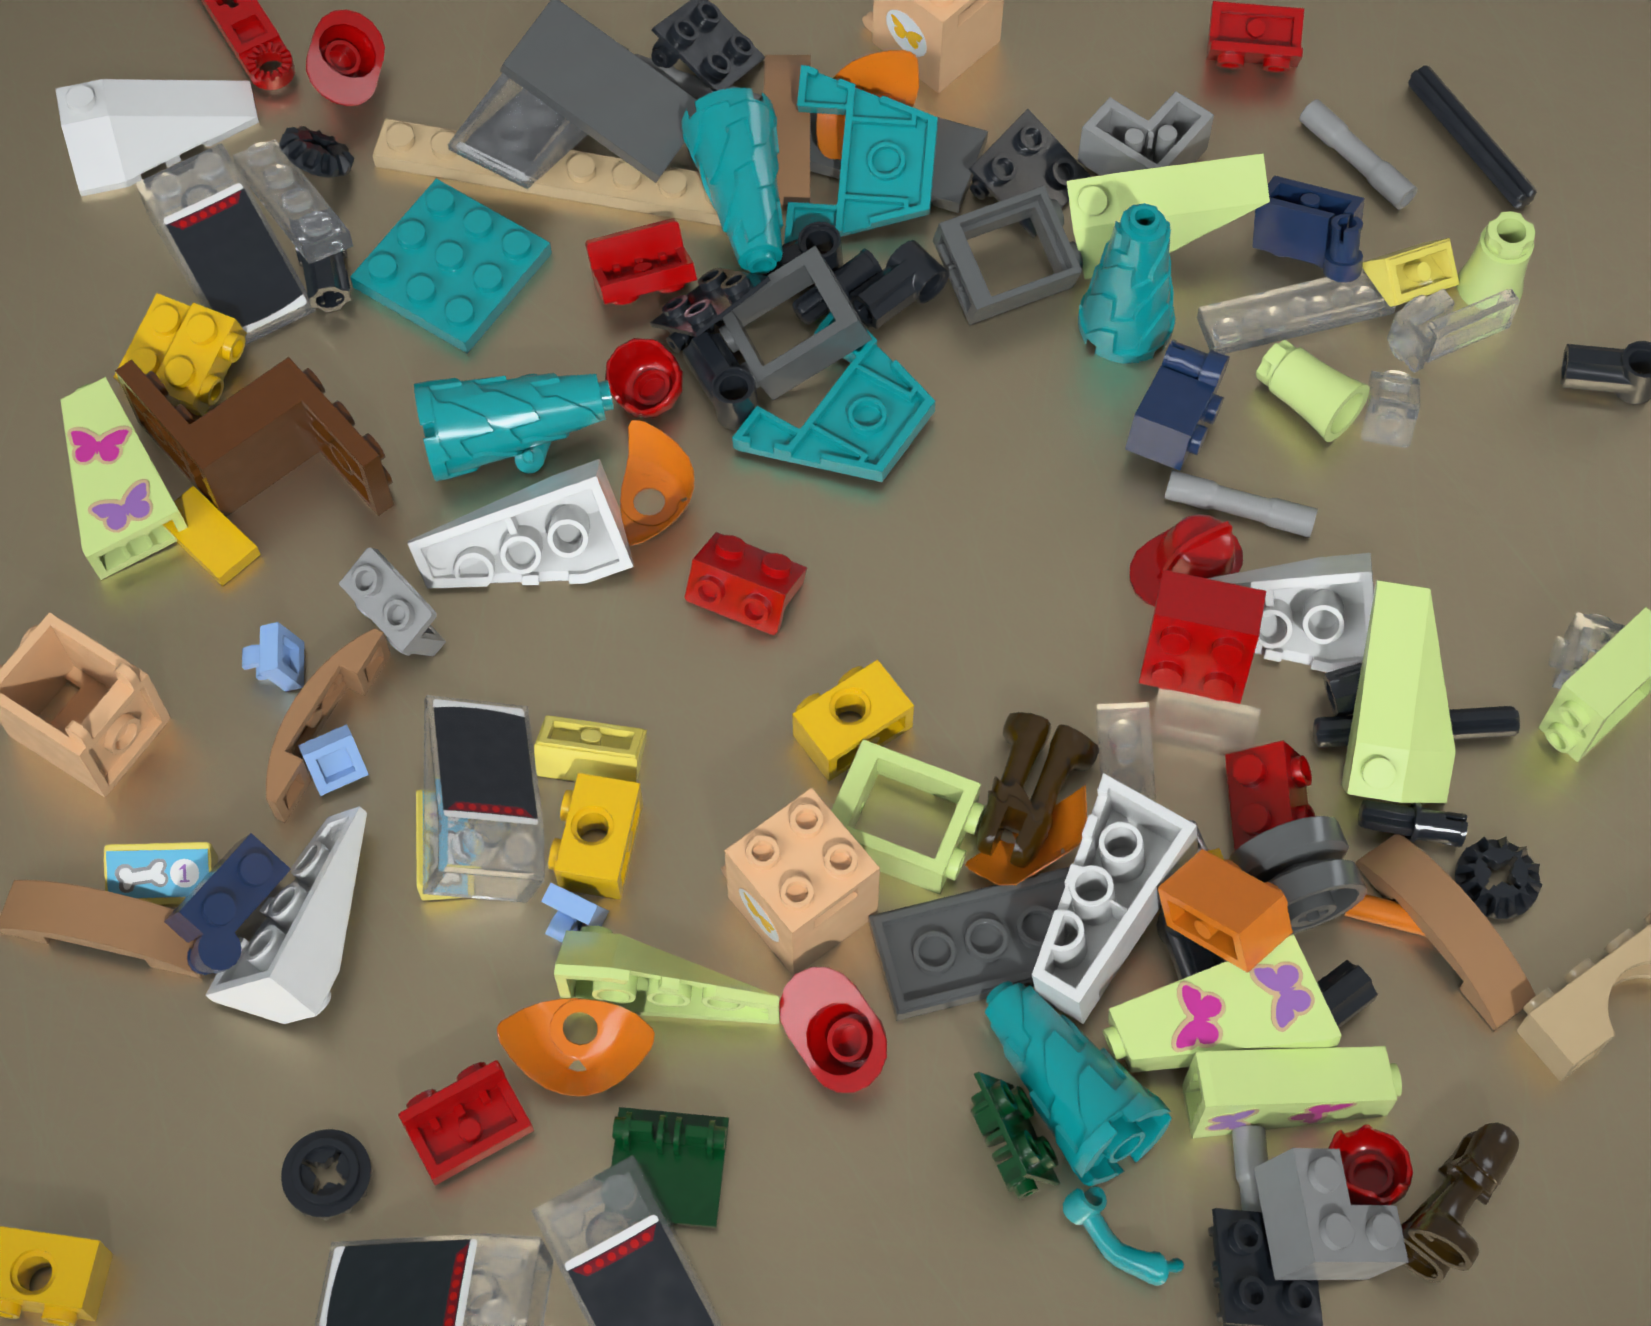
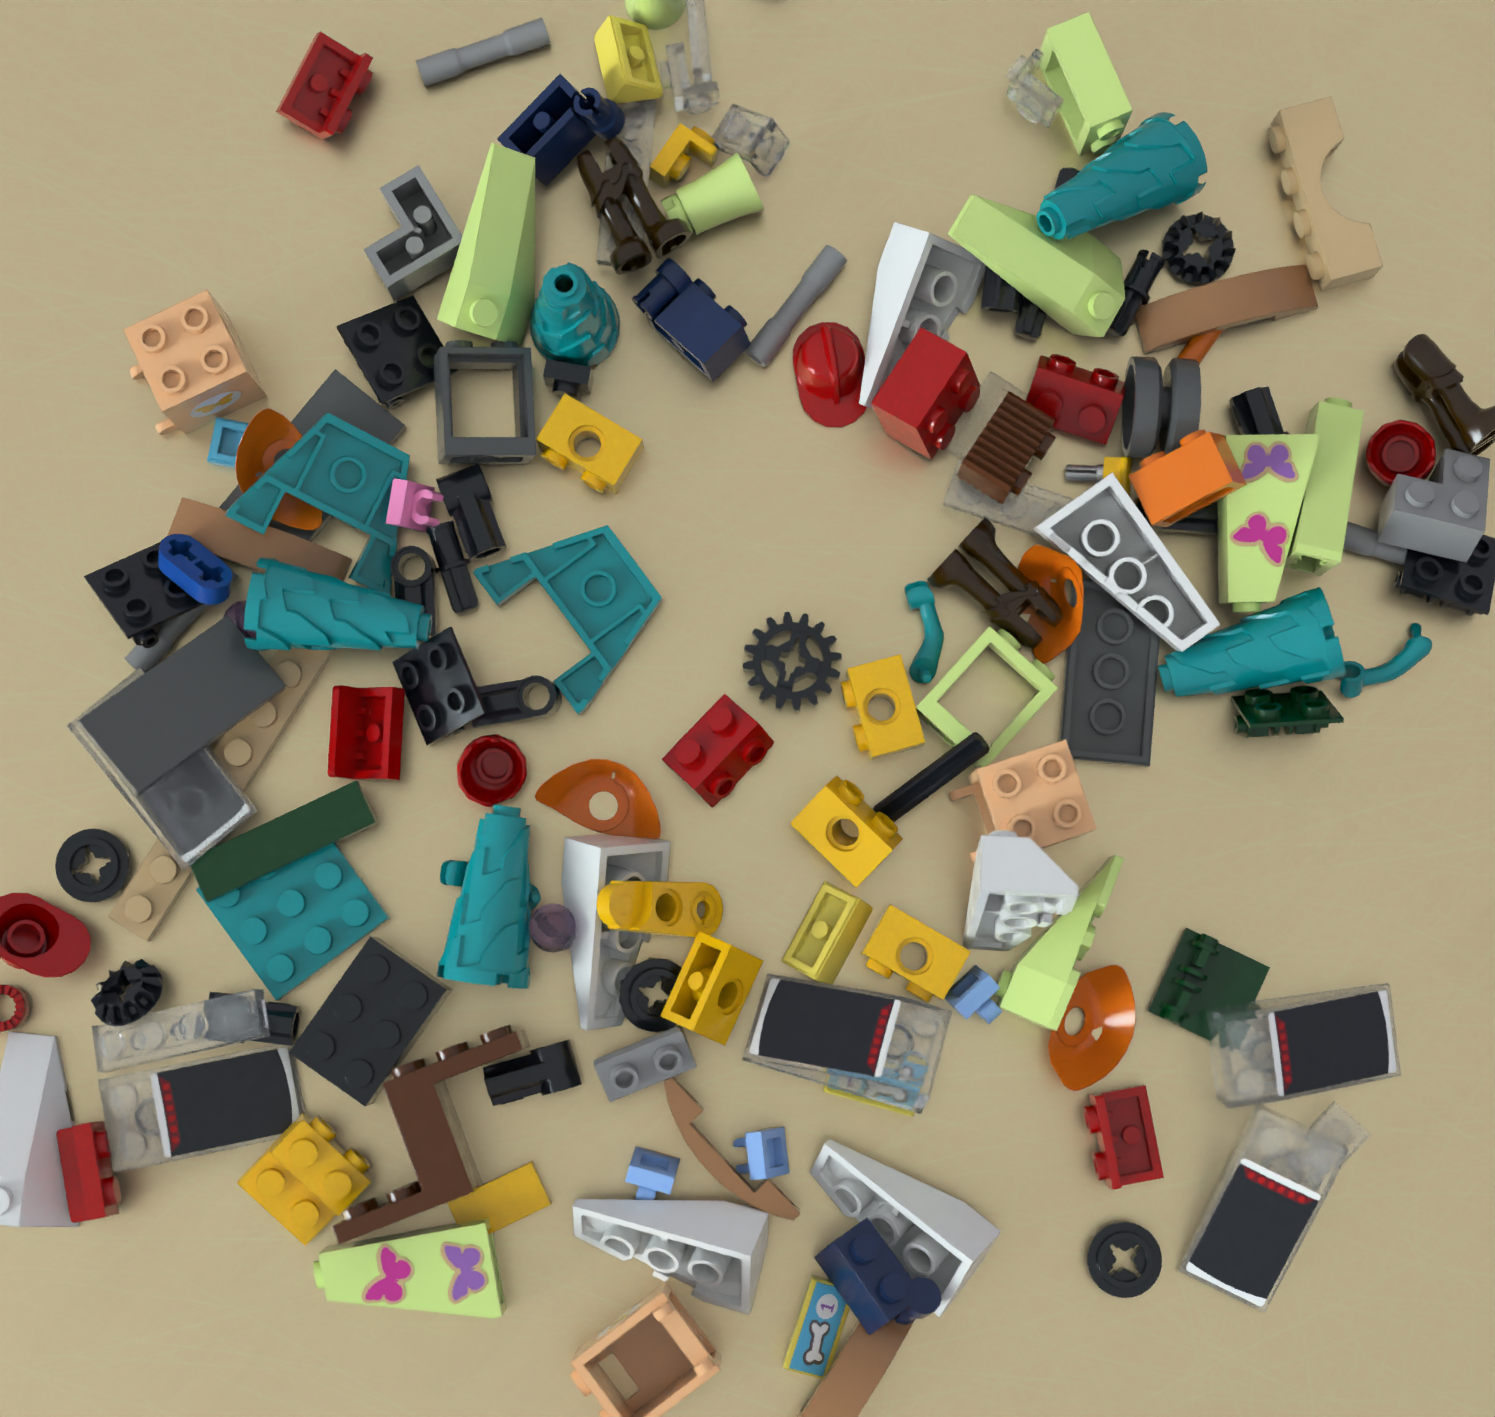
camera: 70 degrees left, 20 degrees up
(113, 176) = (88, 1172): none -> red bracket
(220, 717) = (698, 1242): none -> white wedge
(349, 519) = (542, 1071): none -> black piece
(361, 353) = (370, 1021): none -> black piece
(435, 78) = (74, 856): none -> black gear
(452, 586) = (635, 1003): none -> black gear
(501, 474) = (552, 928): none -> clear purple tile
(507, 225) = (283, 841): none -> dark green tile
(514, 631) = (711, 988): none -> yellow brick
(545, 524) = (660, 907): none -> yellow piece
(686, 861) = (1013, 891): none -> white wedge
(705, 721) = (822, 829): none -> yellow brick
(736, 66) = (198, 566): none -> blue beam
(790, 781) = (933, 777): none -> black axle
(815, 352) = (492, 574): dark grey window -> none
(833, 1029) = (1157, 820): red piece -> none
(858, 638) = (813, 666): none -> black gear
(880, 225) = (411, 505): none -> bright pink tile
(987, 724) = (926, 660): none -> teal piece
(1003, 387) = (574, 422): none -> yellow brick
(1068, 322) = (568, 378): none -> black plate
(1181, 736) = (1006, 448): none -> reddish brown brick
(1268, 287) = (607, 194): none -> dark brown piece
(1342, 342) = (674, 156): none -> yellow bracket
(1538, 763) = (1137, 173): none -> teal cone

